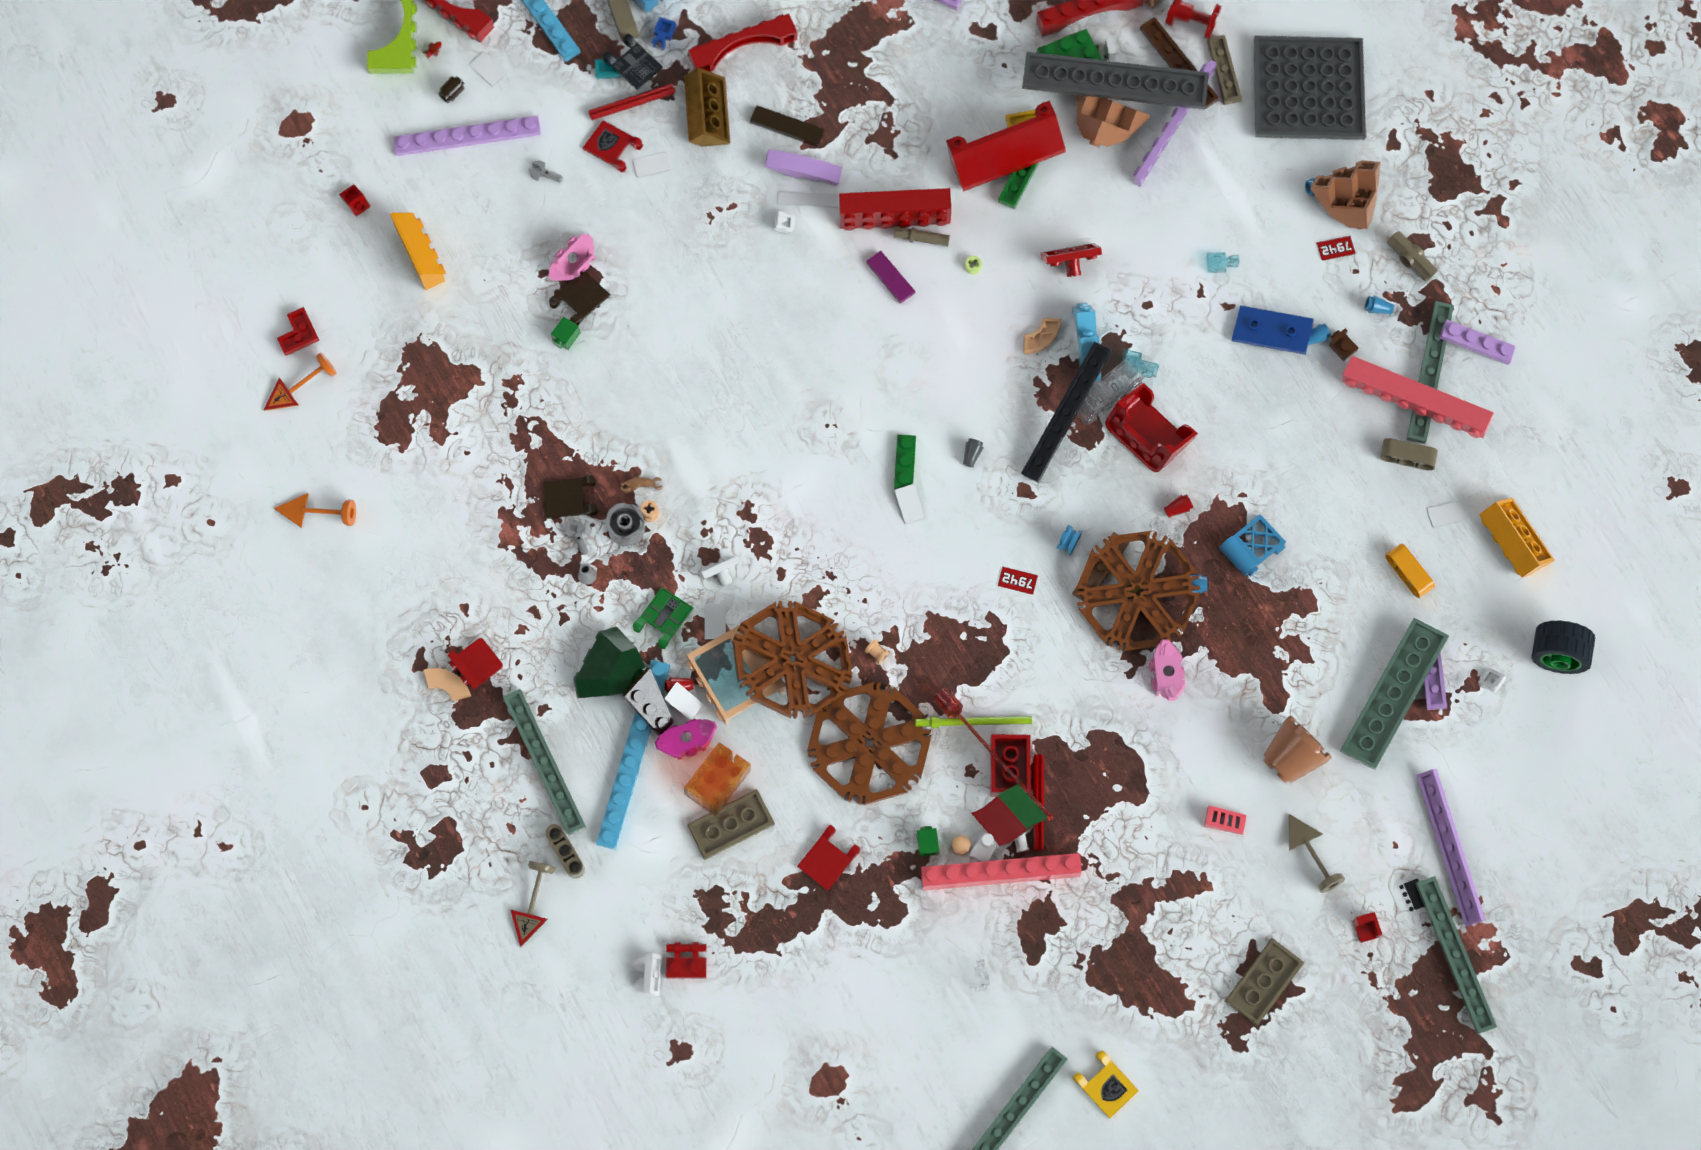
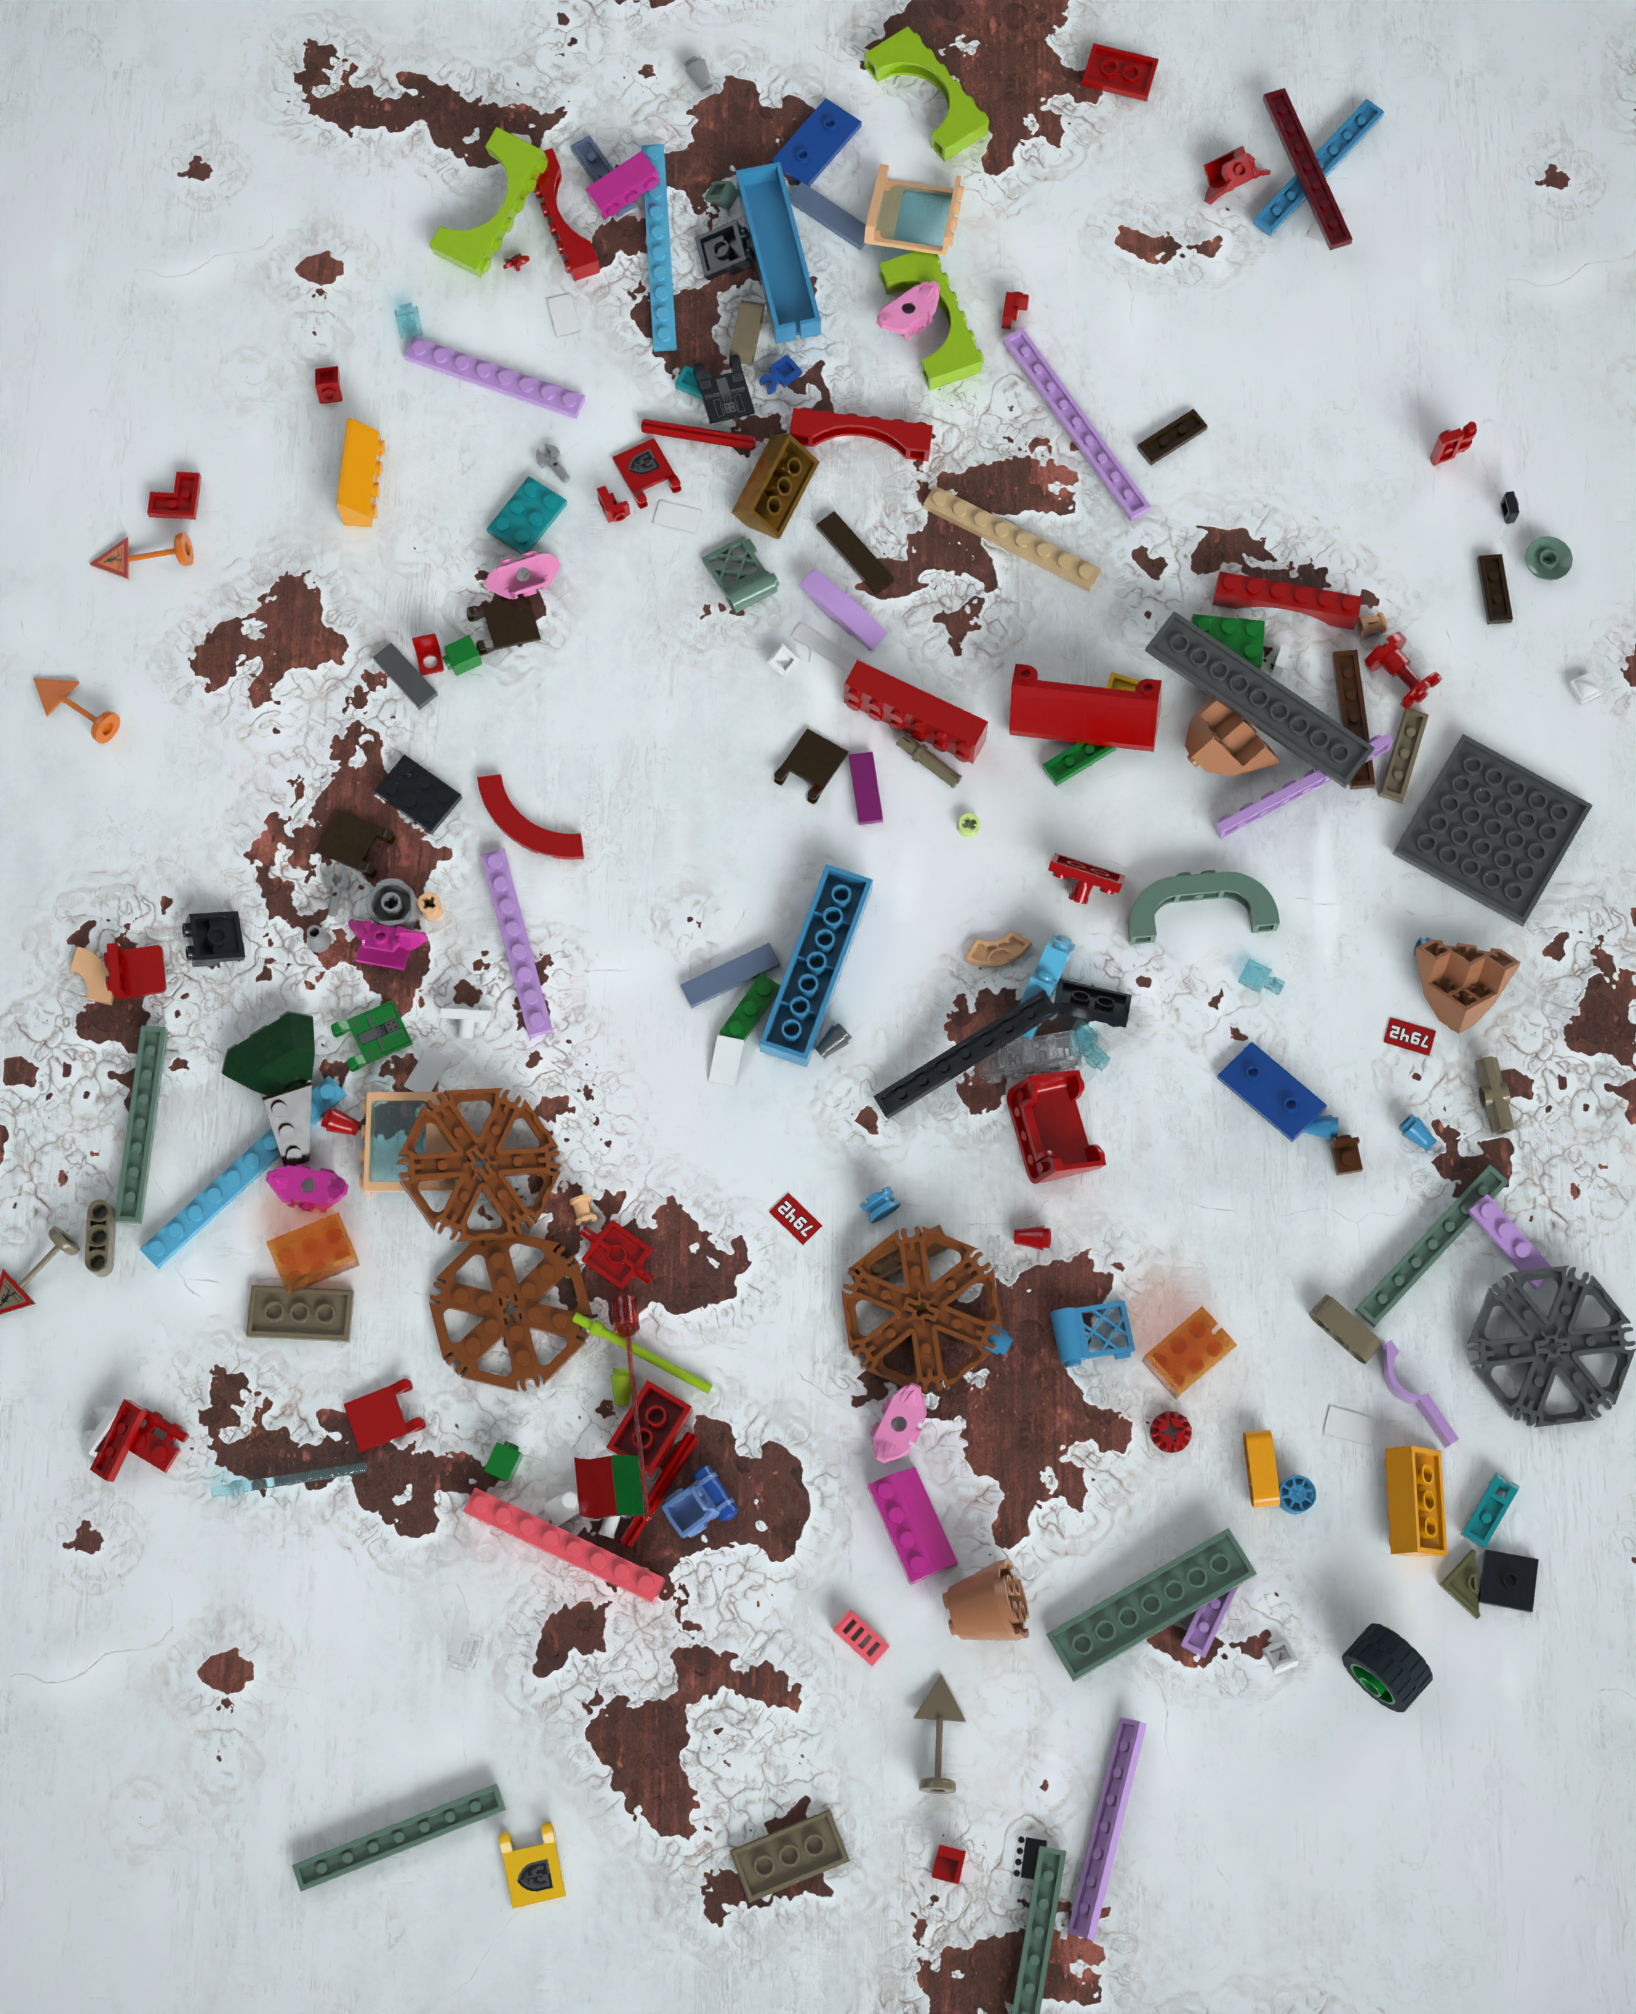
camera: 30 degrees right, 0 degrees up
(384, 128) = (408, 321): none -> clear light blue bracket
(451, 89) = (508, 316): dark brown brick -> none
(515, 612) = (213, 938): none -> black plate
(533, 368) = (405, 676): none -> dark grey tile
(537, 340) = (428, 646): none -> red bracket
(549, 217) = (527, 516): none -> teal plate
(592, 442) = (418, 794): none -> black plate
(602, 181) = (609, 505): none -> red bracket
(634, 552) = (385, 944): none -> dark pink piece
(637, 482) = (438, 866): medium nougat arm -> none
(664, 973) = (118, 1440): none -> red plate
(677, 427) = (522, 830): none -> red tile
(683, 701) = (334, 1143): white sticker -> none
(722, 504) = (516, 943): none -> lavender plate
(732, 185) = (752, 586): none -> sand green piece
(762, 959) = (239, 1487): none -> clear light blue bar
(845, 277) = (814, 761): none -> dark brown flag
(877, 447) = (730, 975): none -> sand blue tile
(885, 61) = (1011, 538): none -> tan plate
(917, 668) = (617, 1255): none -> red plate
(932, 409) = (816, 965): none -> dark azure brick
(961, 845) = (540, 1488): light nougat tile -> none
(973, 749) = (621, 1386): none -> lime cone
(1071, 795) = (699, 1503): none -> medium blue piece
(1127, 335) = (1092, 1003): none -> black plate
(1174, 210) = (1197, 887): none -> sand green arch
(1213, 732) = (912, 1525): none -> dark pink slope
(1322, 523) = (1188, 1353): none -> clear orange piece
(1340, 588) = (1164, 1441): none -> red gear
(1417, 397) = (1395, 1268): coral brick -> none
(1442, 574) = (1297, 1494): none -> dark azure wheel
(1485, 473) = (1423, 1402): none -> lavender piece
(1537, 376) = (1576, 1343): none -> dark grey plate
(1564, 517) = (1489, 1511): none -> teal plate
(1575, 572) = (1463, 1584): none -> olive tile
(1601, 554) = (1508, 1581): none -> black plate

